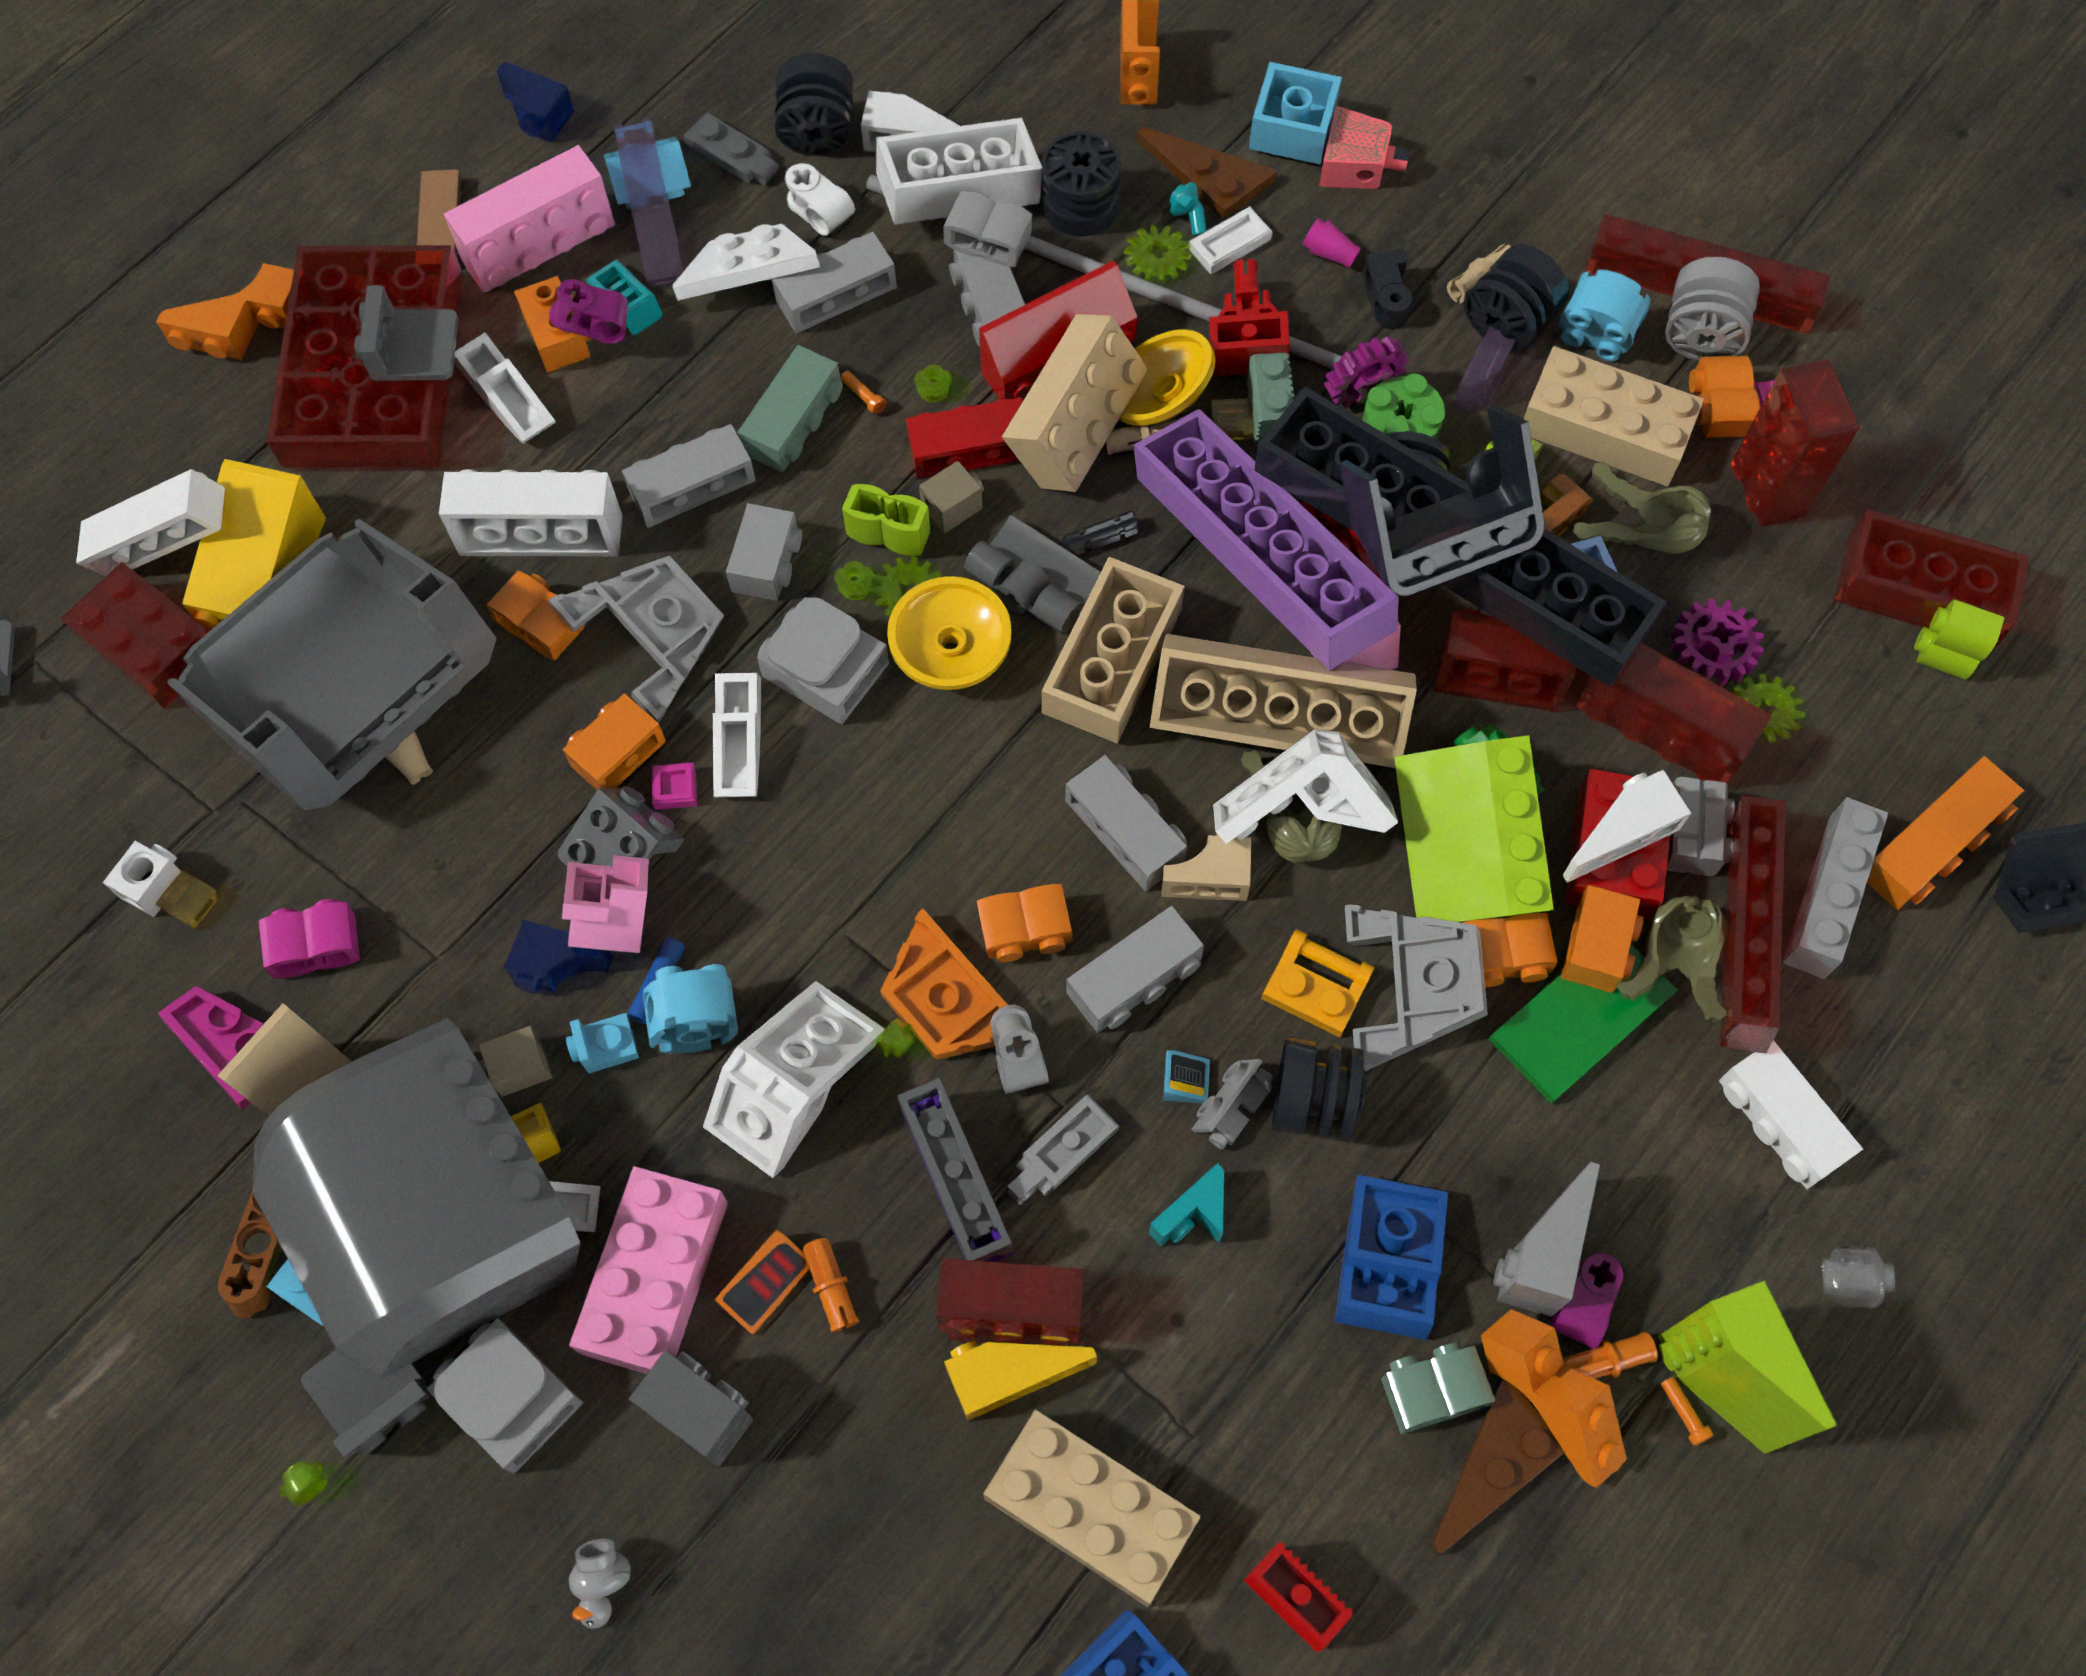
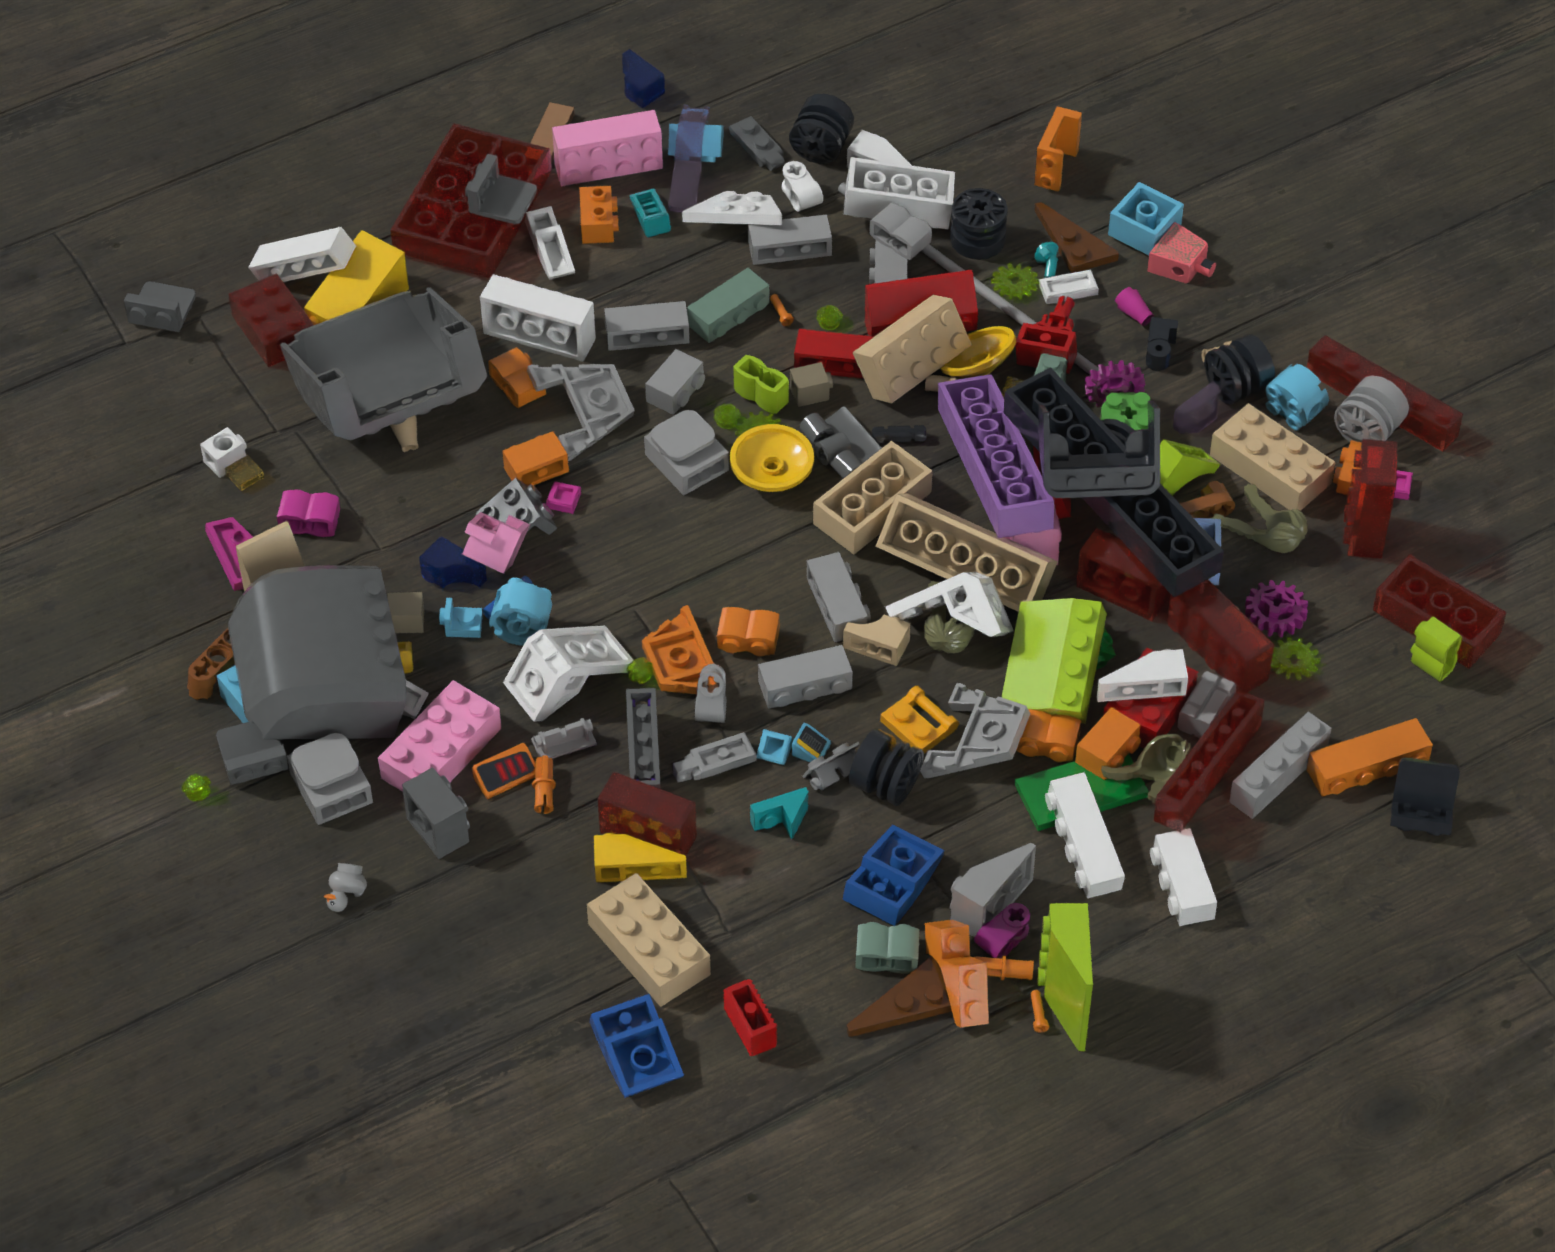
camera: 20 degrees right, 15 degrees down
(228, 323) = (391, 158): orange arch -> none
(593, 312) = (624, 211): magenta piece -> none
(736, 734) = (614, 477): white slope -> none
(830, 1196) = (564, 740): none -> light grey hinge
(1135, 1096) = (774, 747): none -> medium azure slope
(1633, 1100) = (1085, 835): none -> white brick
(1857, 1276) = (1181, 972): clear head -> none

